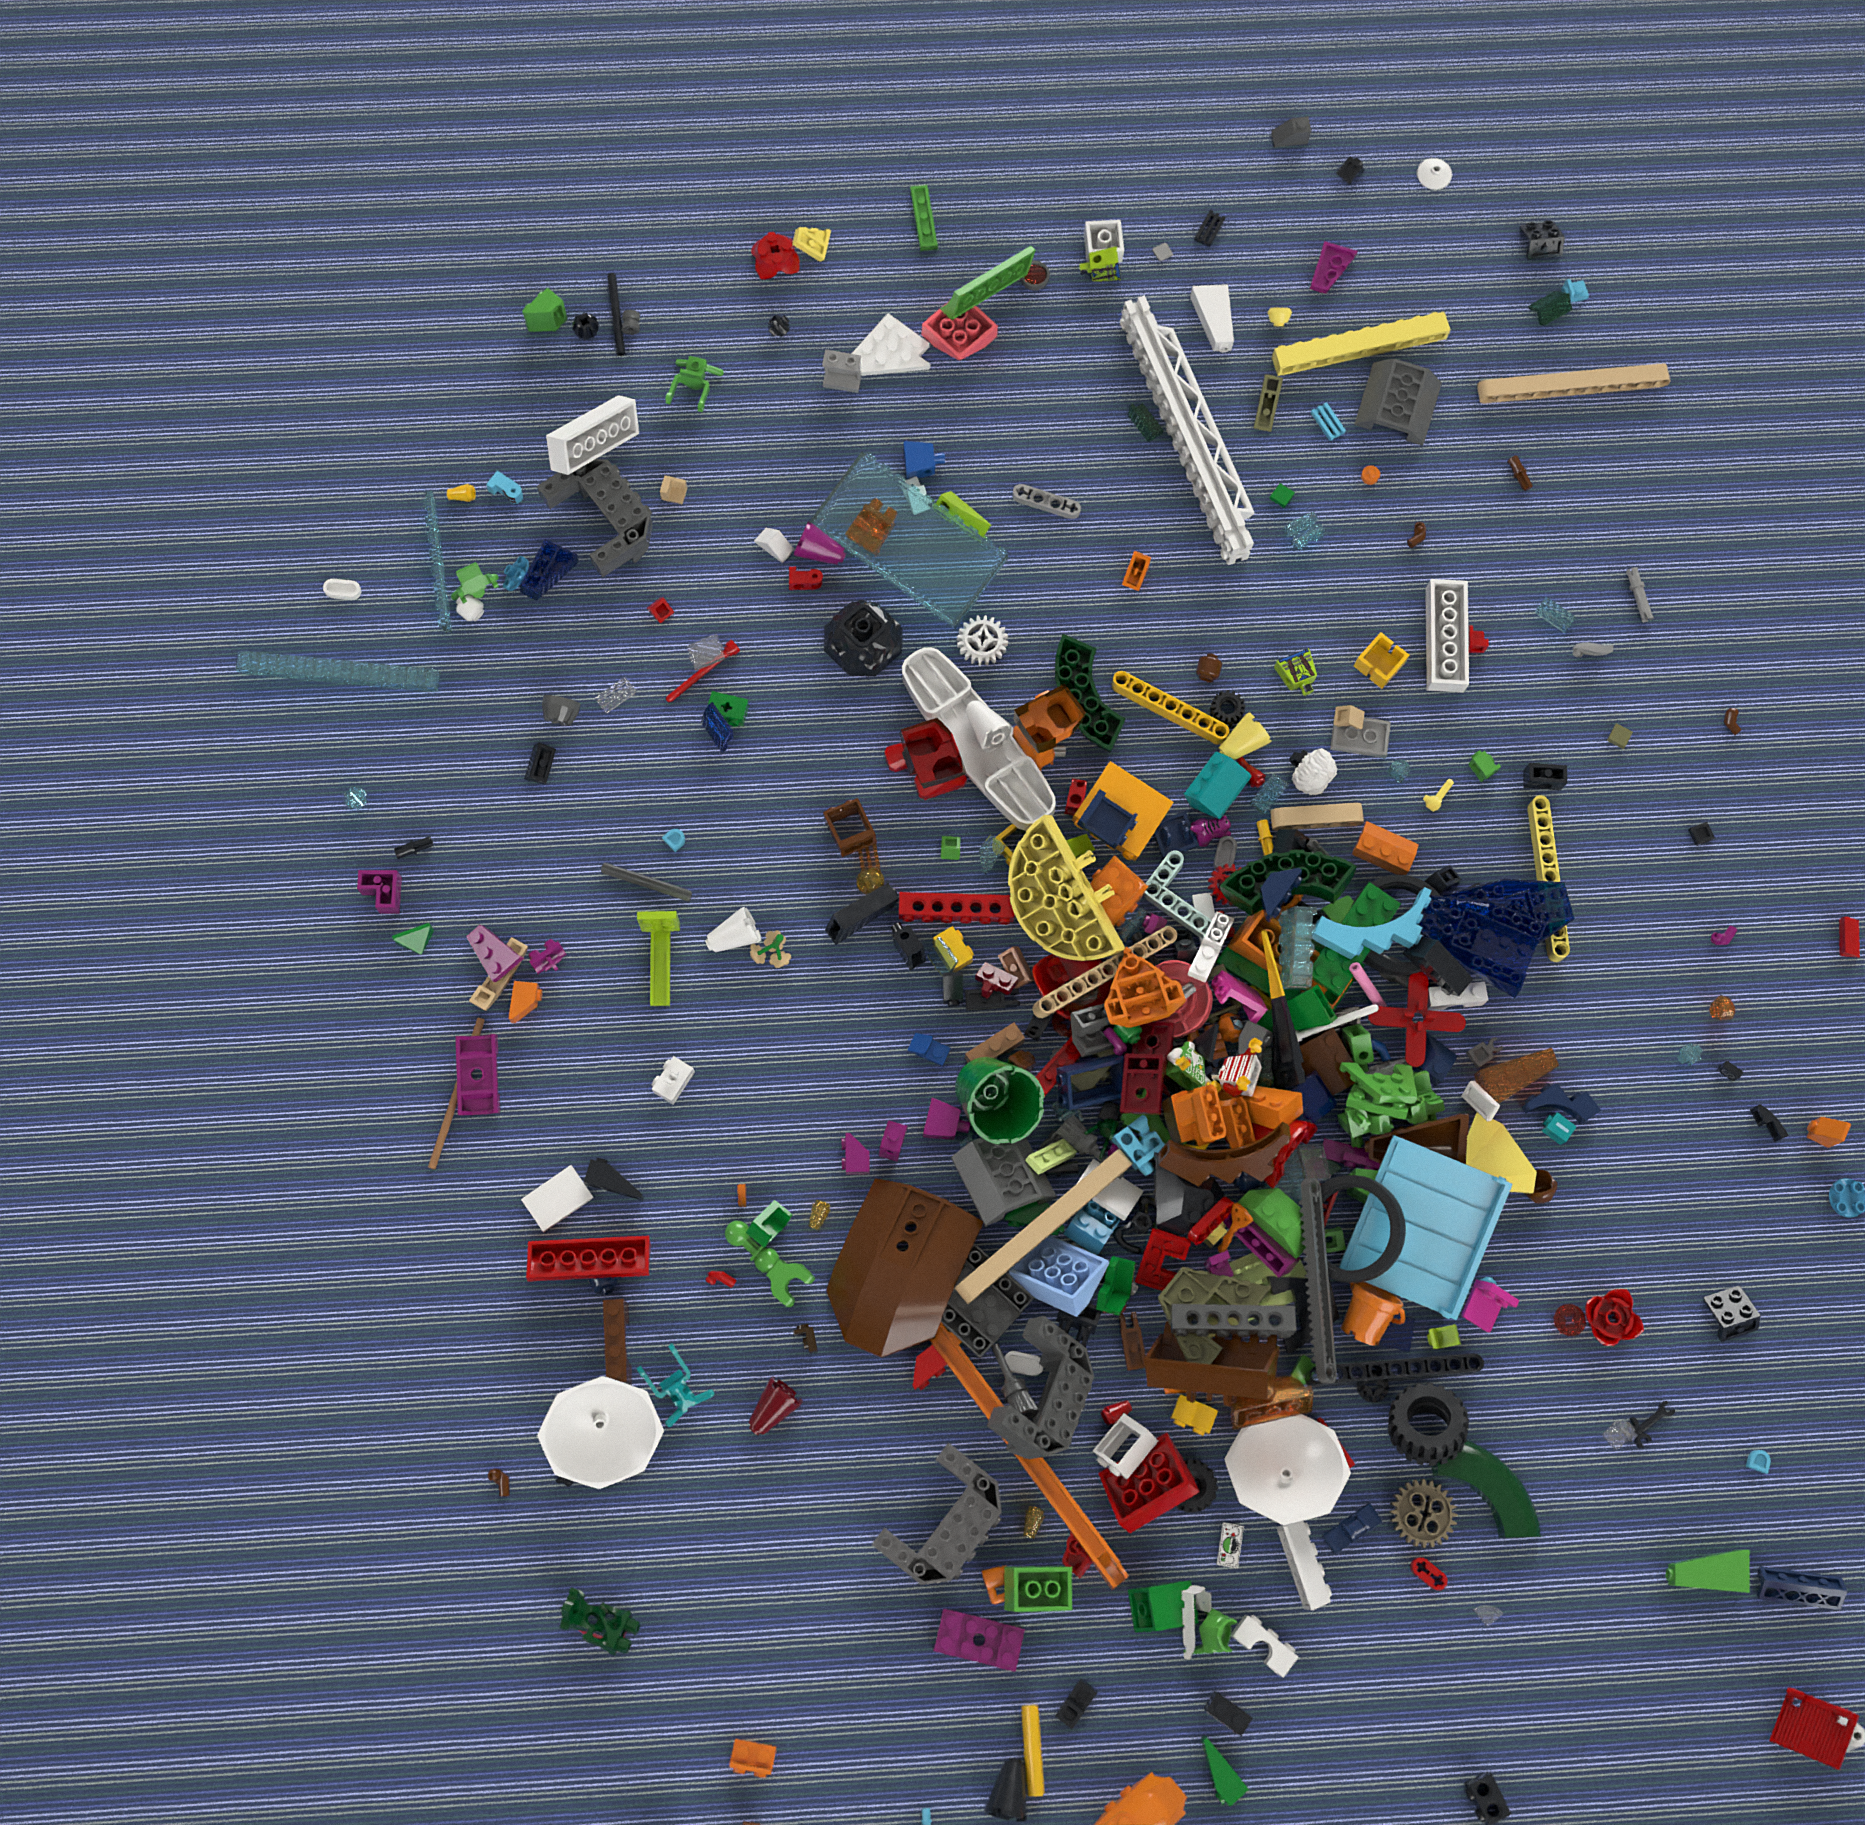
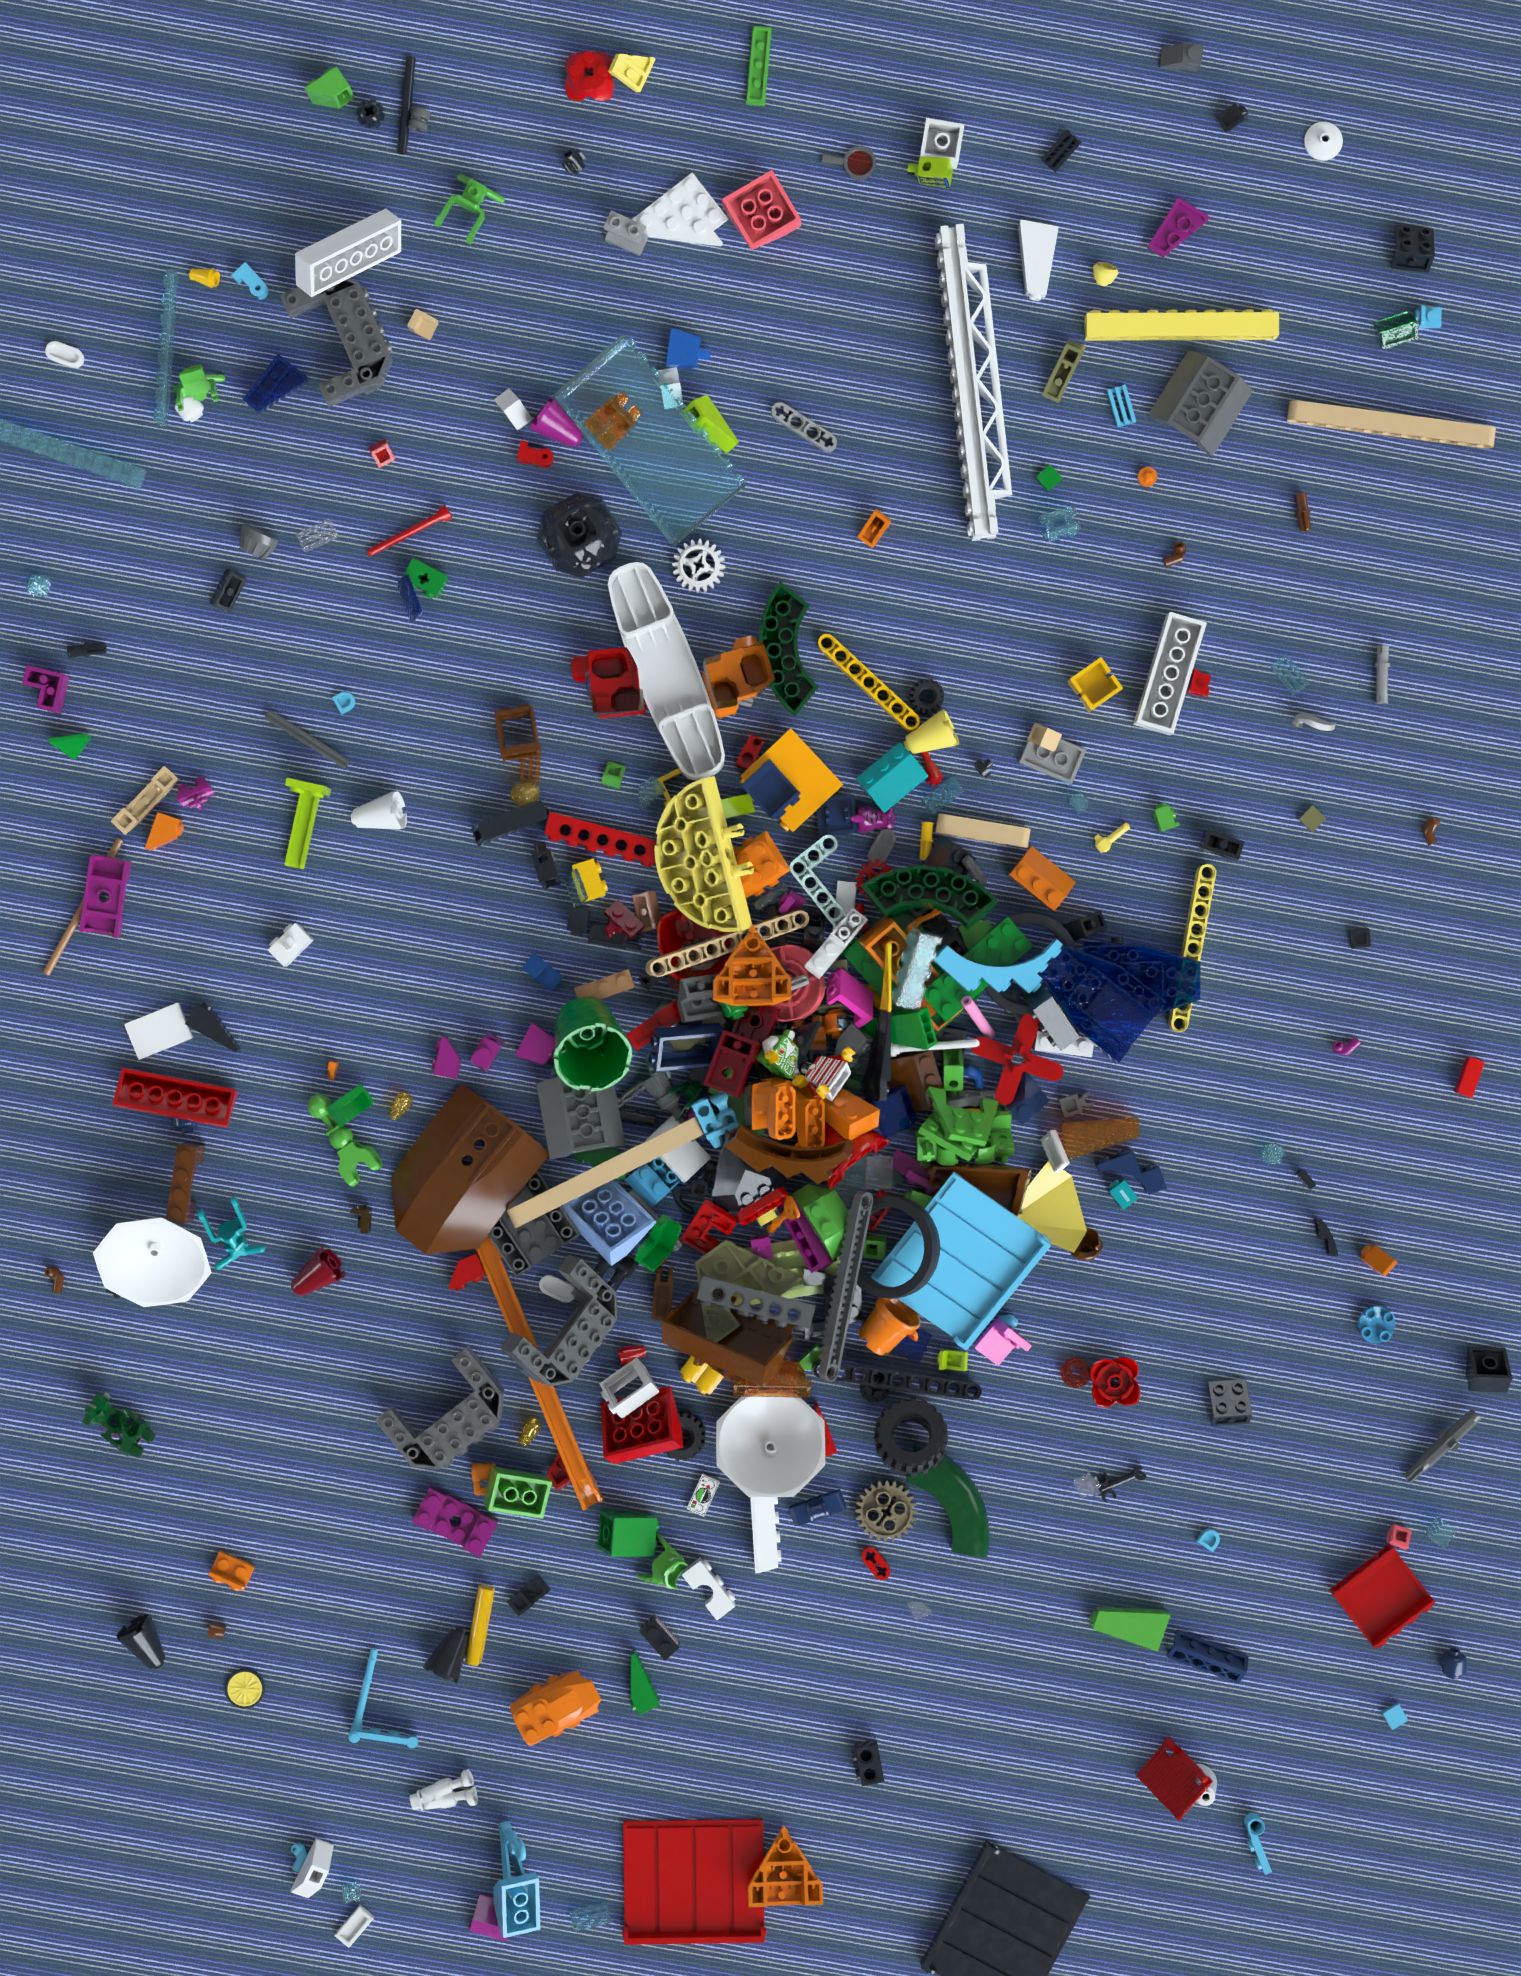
camera: 25 degrees right, 15 degrees up
(493, 953) = (143, 780): wing -> none
(515, 573) = (242, 381): dark azure dish -> none
(706, 652) = (417, 512): clear piece -> none
(721, 1276) = (296, 1142): red arm -> none
(774, 943) = (418, 831): tan plant -> none
(988, 726) = (678, 663): white cone -> none
(989, 283) = (802, 171): bright green arch -> none
(1015, 1389) = (541, 1314): dark grey piece -> none
(1023, 1060) = (625, 1010): reddish brown slope -> none
(1051, 1156) = (629, 1106): yellowish green plate -> none
(1119, 1045) = (721, 1019): magenta arm -> none
(1145, 422) = (930, 361): clear green panel -> none
(1162, 252) = (1003, 167): light grey piece -> none
(1188, 1614) = (662, 1533): white piece -> none
(1209, 668) = (919, 650): reddish brown head -> none
(1278, 890) = (912, 908): dark blue slope -> none
(1297, 671) = (1008, 675): torso -> none
(1315, 772) = (992, 786): white hair -> none
(1722, 1008) = (1318, 1117): clear orange cone -> none

